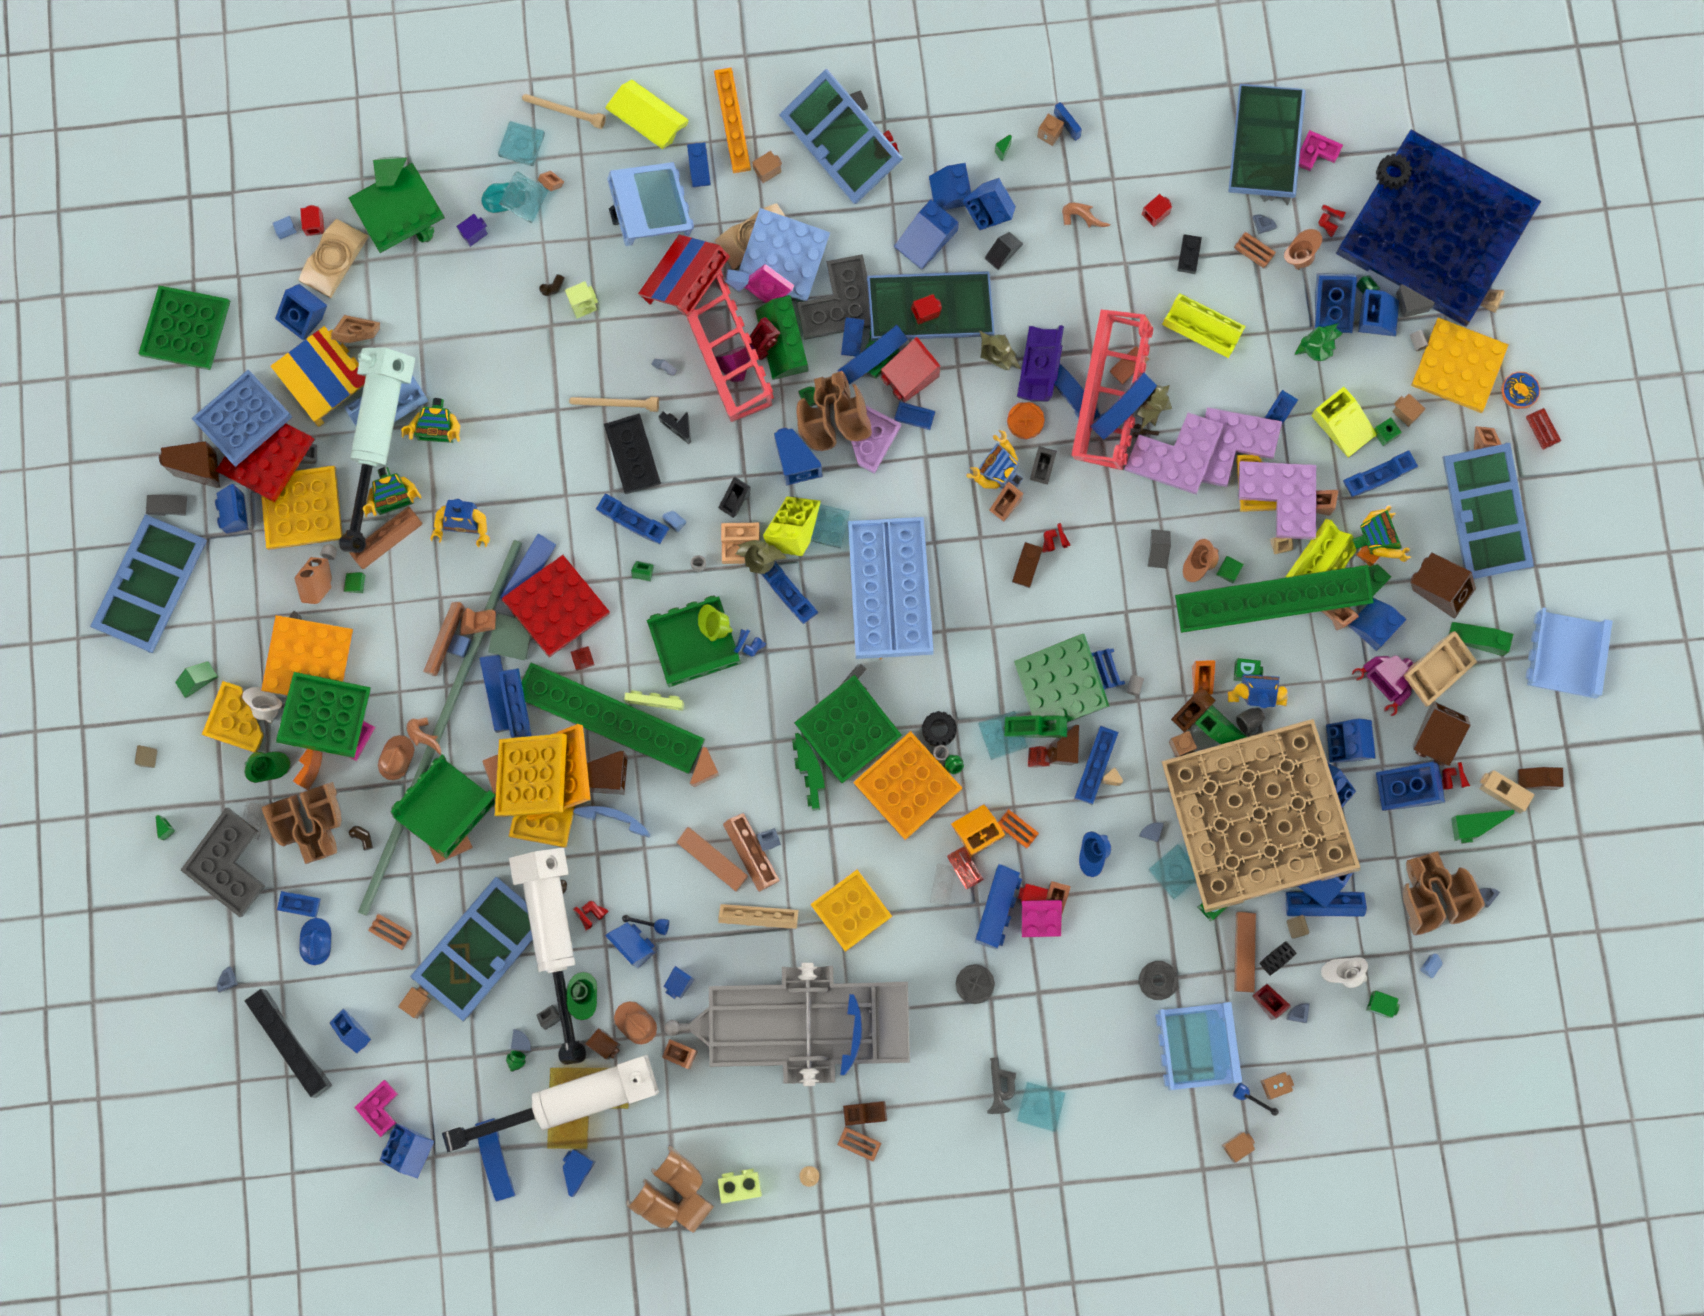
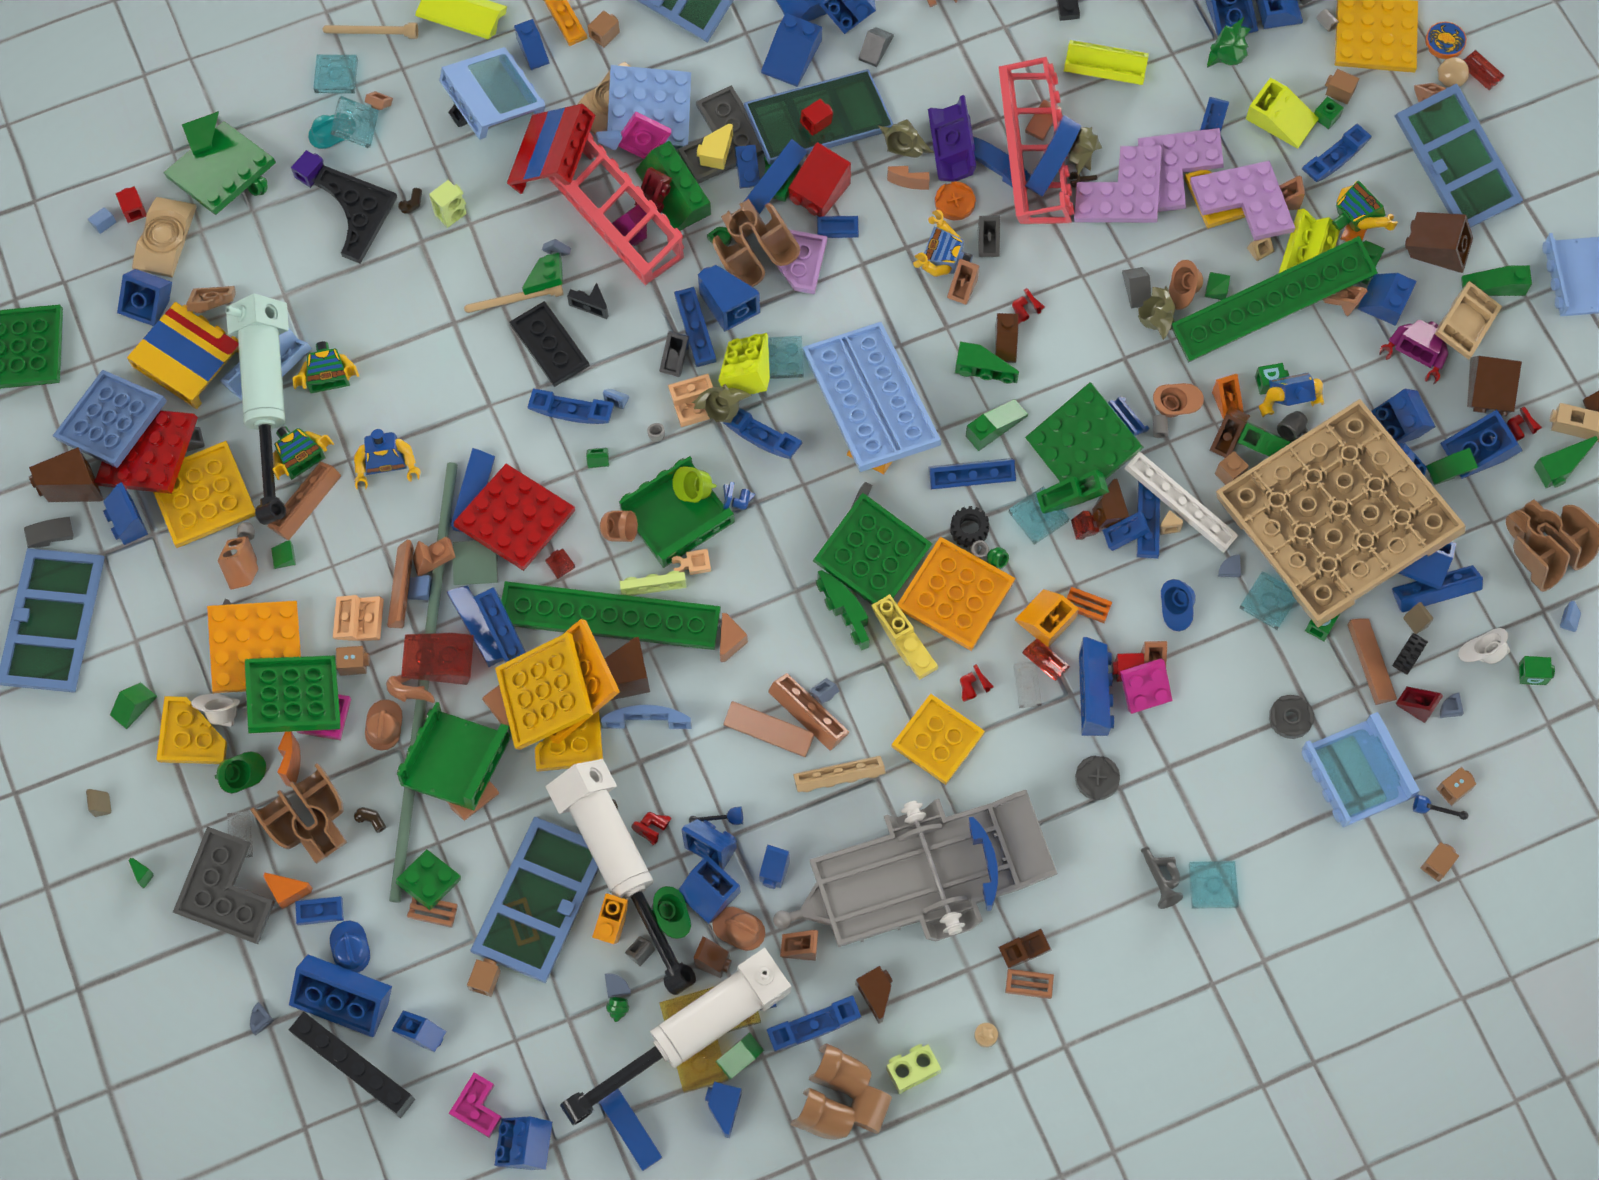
camera: 20 degrees left, 10 degrees down
(275, 879) = (286, 889): none -> orange slope
(295, 981) = (339, 995): none -> blue slope
(384, 695) = (352, 660): none -> medium nougat brick
(393, 905) = (428, 879): none -> green plate
(400, 657) = (358, 618): none -> light nougat slope
(454, 714) = (438, 657): none -> clear red slope
(510, 280) = (364, 207): none -> black plate
(530, 988) = (611, 919): none -> light orange slope
(602, 1132) = (739, 1056): none -> slope
(619, 984) = (709, 889): none -> blue slope
(640, 641) = (619, 526): none -> nougat helmet
(646, 389) = (545, 274): none -> green wing
(670, 1124) = (814, 1025): none -> blue slope
(696, 692) = (696, 562): none -> light nougat plate
(730, 1112) = (875, 989): none -> reddish brown slope
(761, 475) = (695, 326): none -> blue plate
(829, 313) = (716, 147): none -> light yellow slope
(850, 813) = (903, 637): none -> light yellow slope
(890, 875) = (967, 689): none -> red piece
(958, 679) = (972, 473): none -> blue slope
(985, 385) = (900, 176): none -> nougat slope
(992, 640) = (994, 424): none -> green slope
(994, 578) = (982, 363): none -> green slope
(1071, 774) = (1126, 531): none -> blue plate
(1128, 762) = (1181, 502): none -> white plate
(1157, 667) = (1177, 399): none -> nougat piece
(1168, 580) = (1158, 311): none -> olive hair
(1376, 799) = (1451, 466): none -> green slope
(1515, 424) = (1453, 72): none -> tan hair

